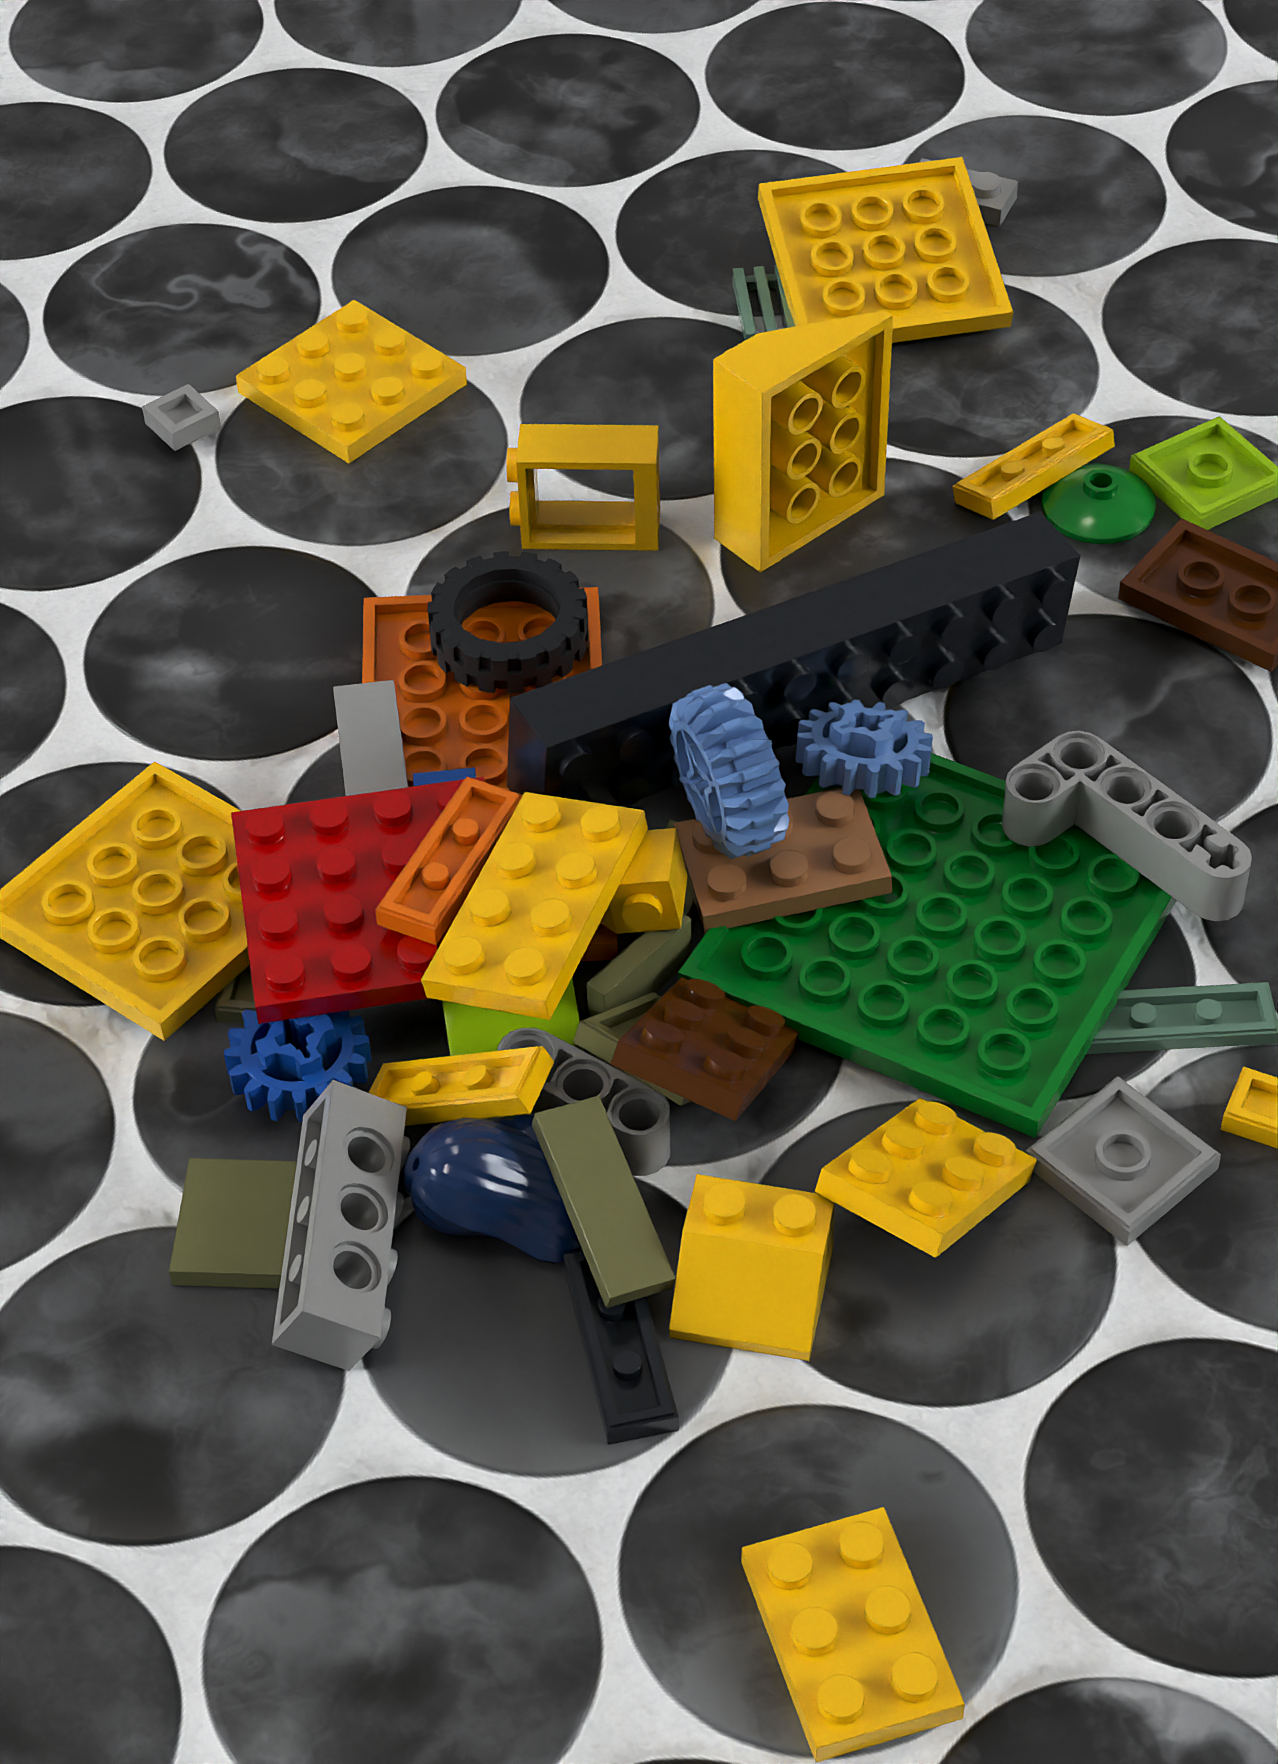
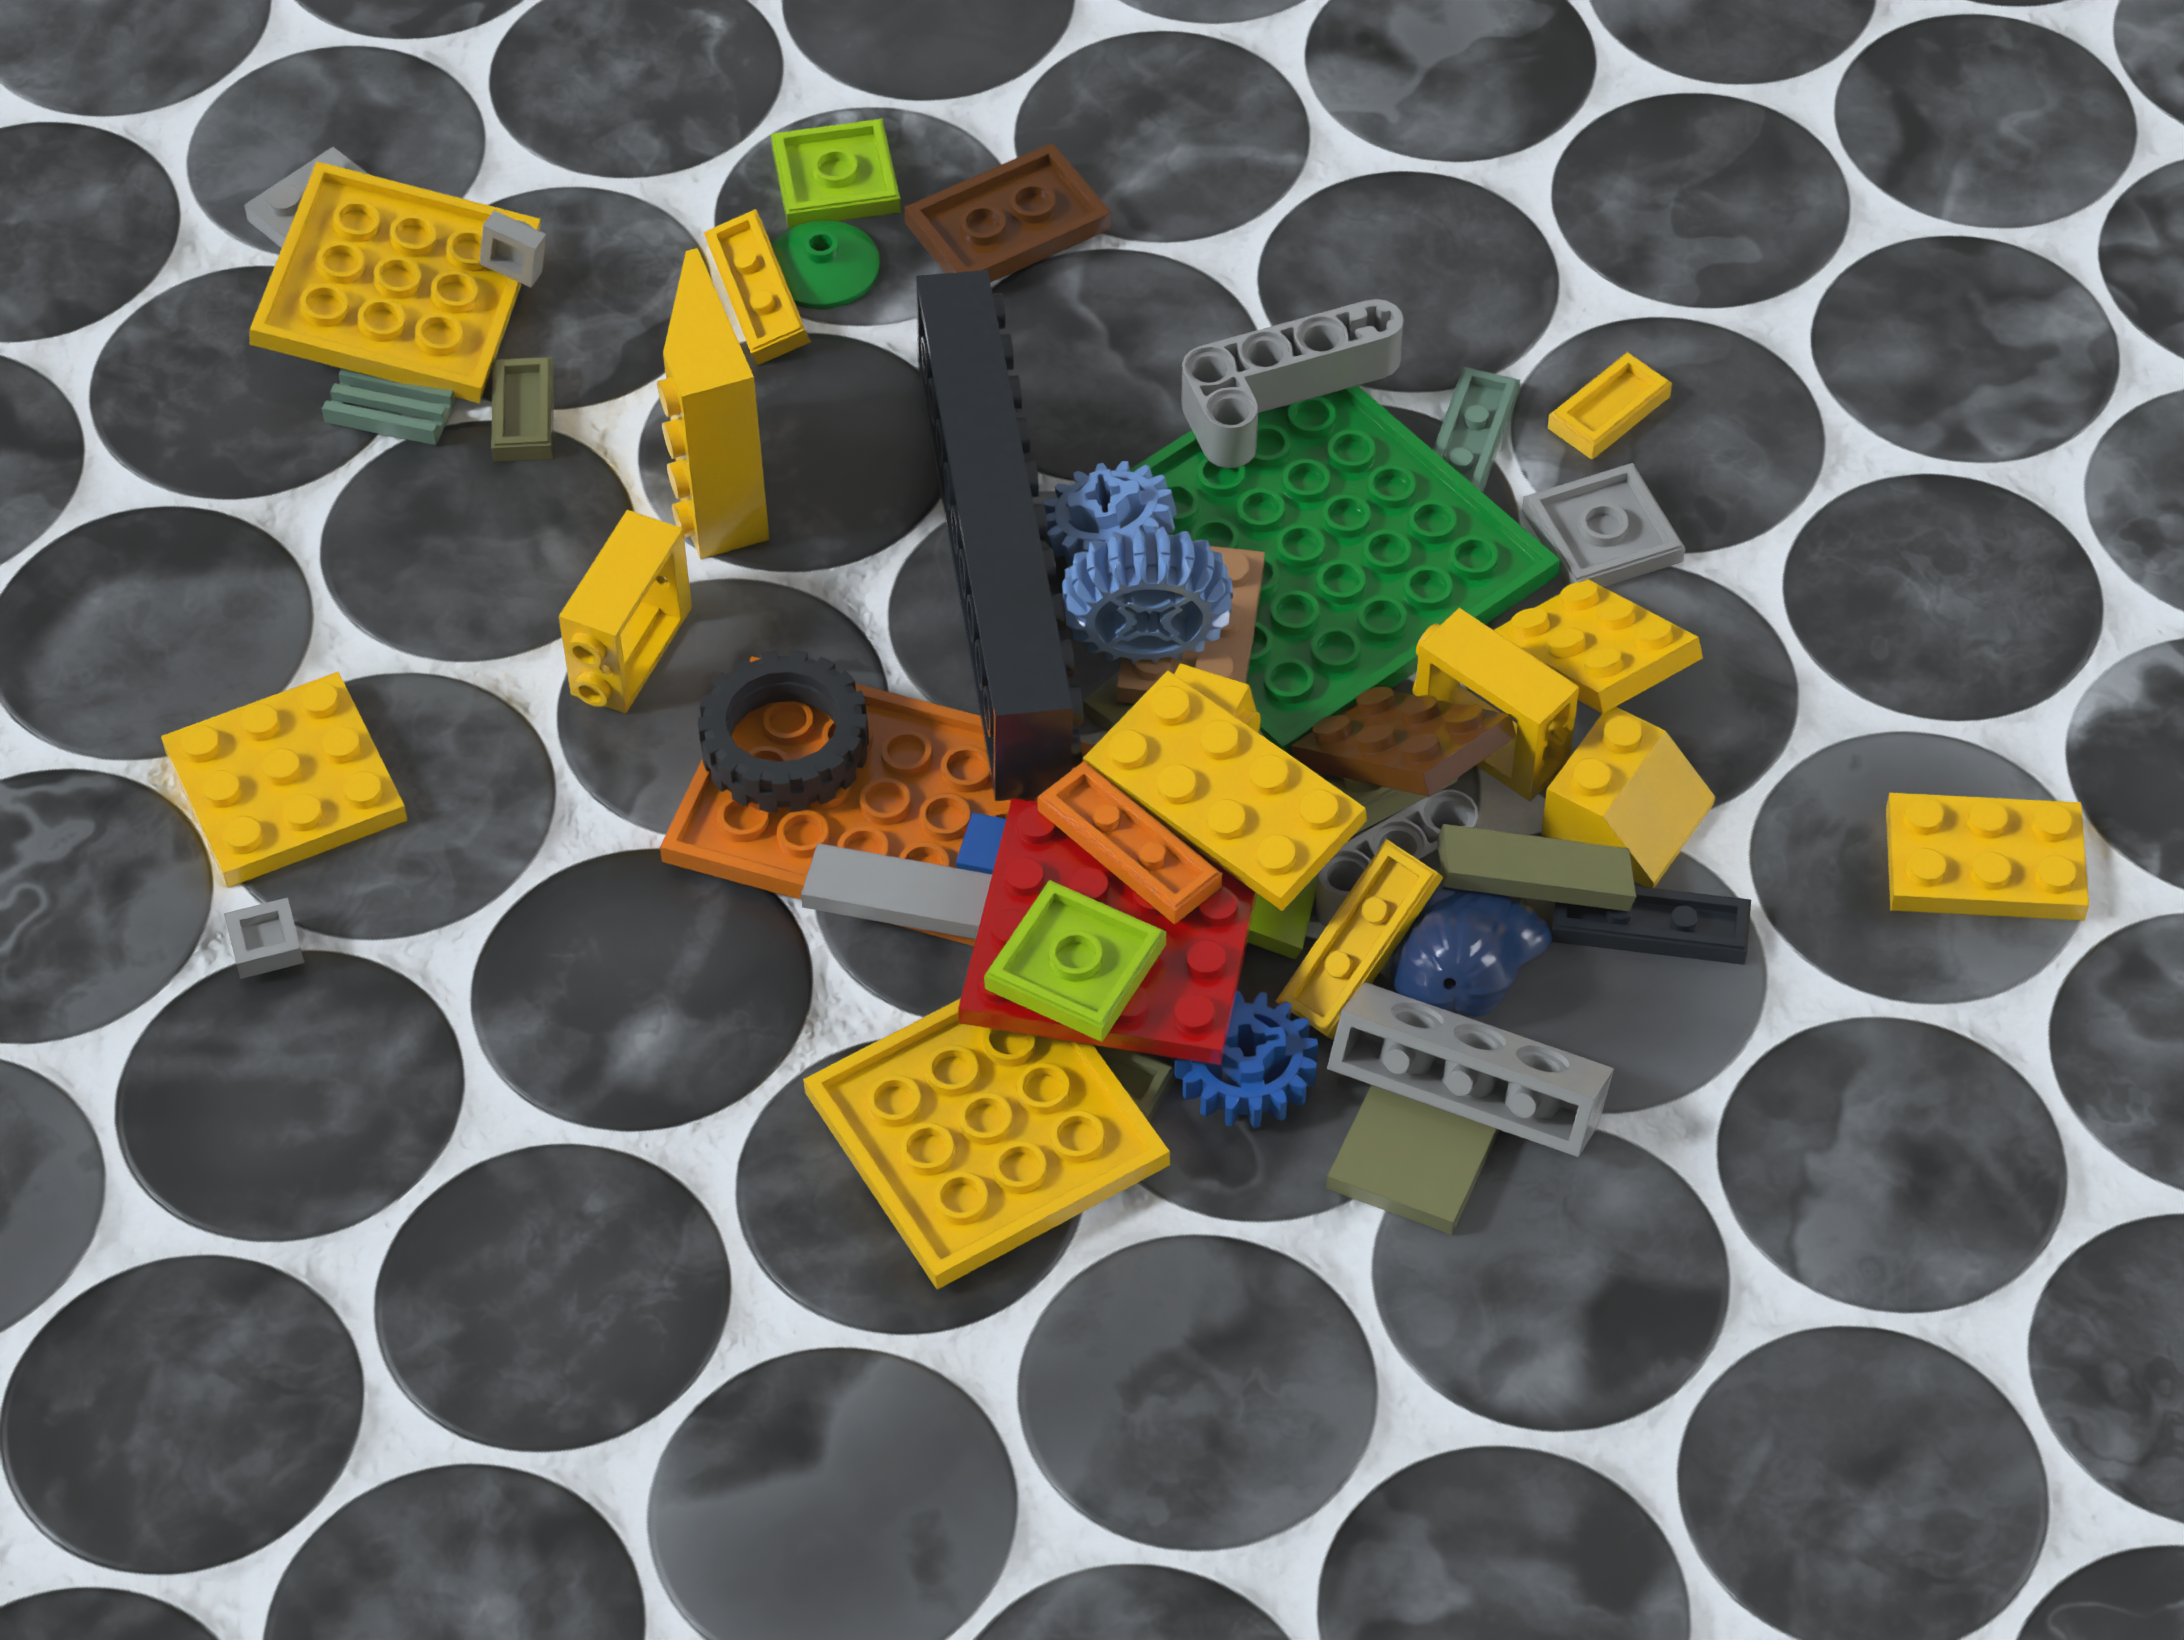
camera: 70 degrees left, 5 degrees up
(297, 863) = (1075, 960): none -> lime tile
(796, 1097) = (1513, 681): none -> yellow window
(949, 294) = (512, 248): none -> light grey plate

